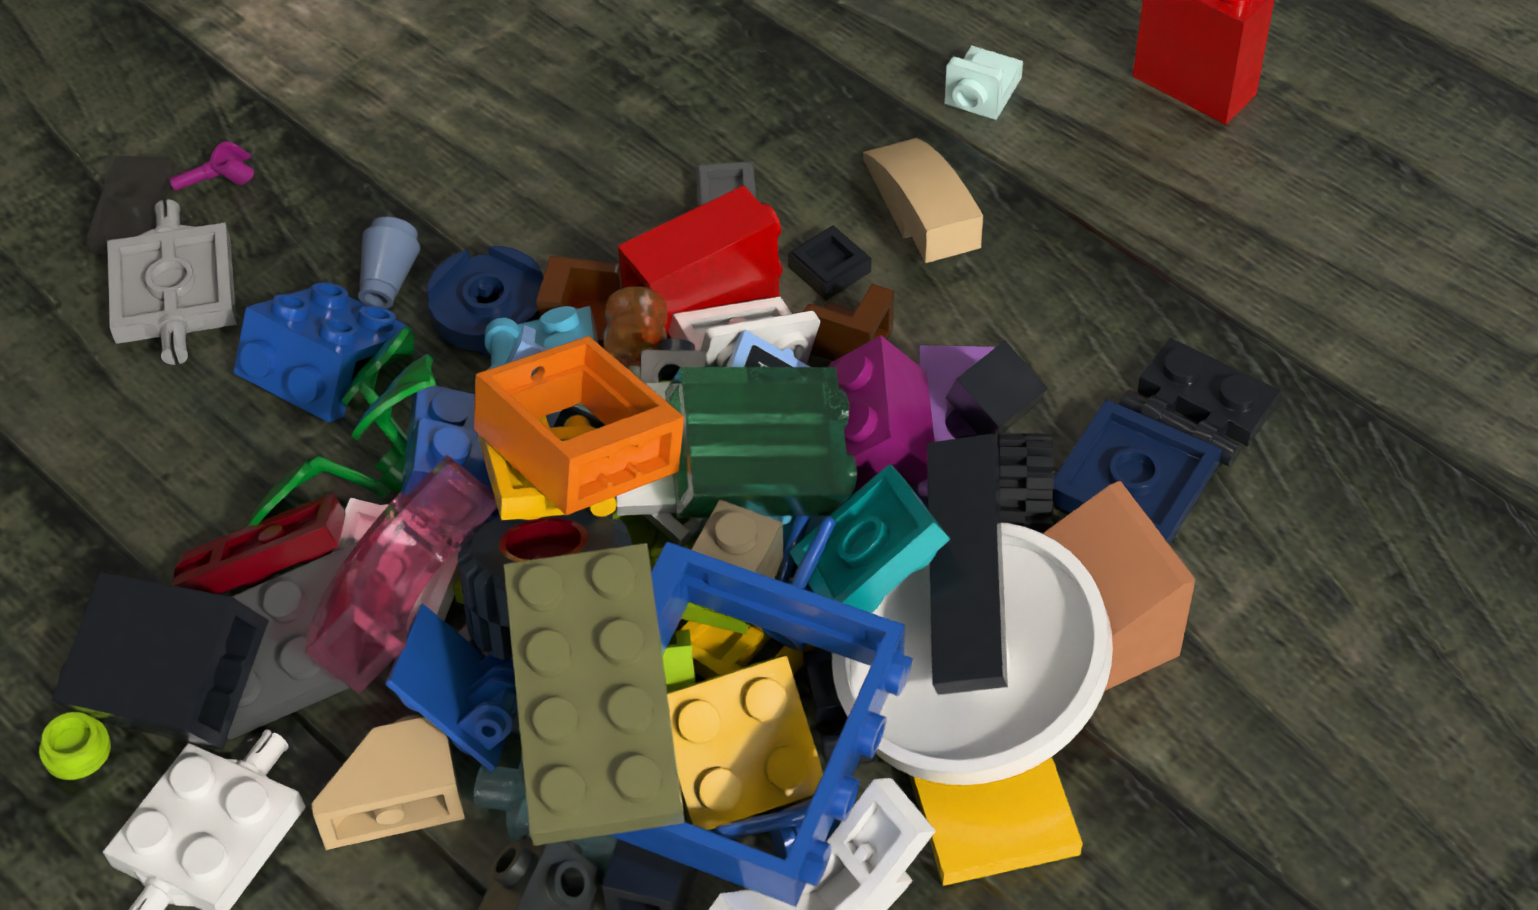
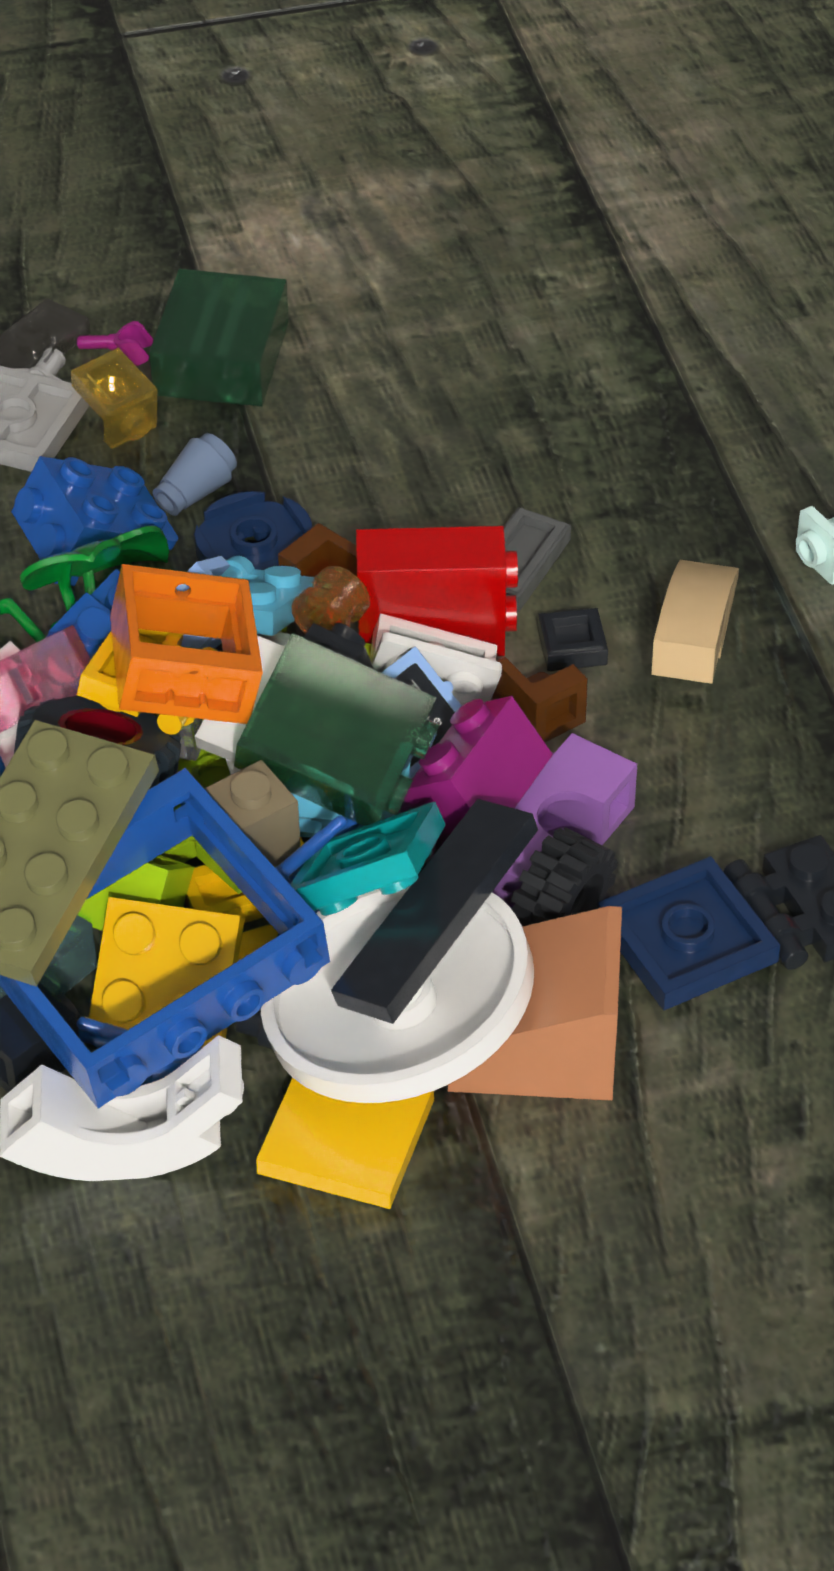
camera: 30 degrees right, 5 degrees down
(262, 217) = (118, 396): none -> clear yellow bracket
(312, 124) = (219, 337): none -> clear green brick
(996, 391) = (591, 793): black piece -> none

